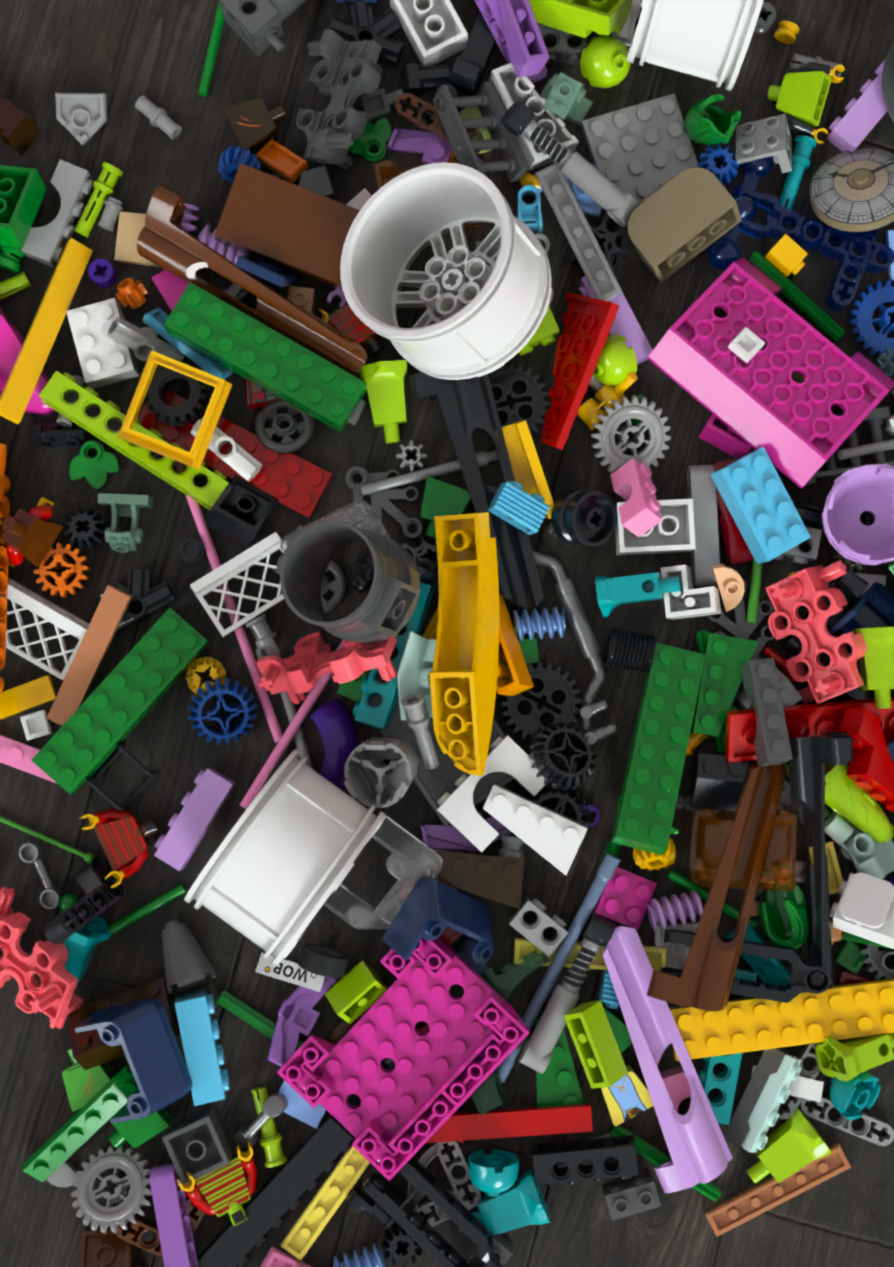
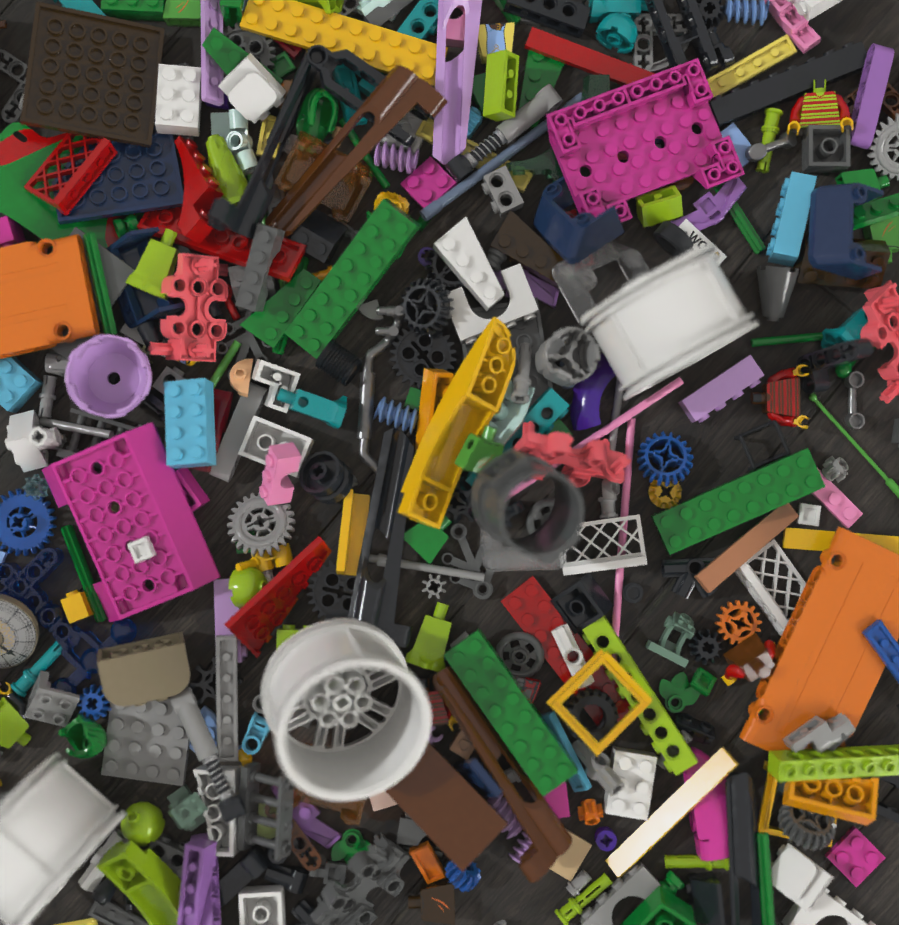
camera: 155 degrees left, 0 degrees up
(29, 787) = (835, 469): none -> light grey gear
(72, 488) = (702, 681): none -> green tile
(430, 621) = (479, 450): none -> bright green torso
(519, 507) = (371, 507): medium azure brick -> none
(624, 726) = (369, 310): none -> light grey tile

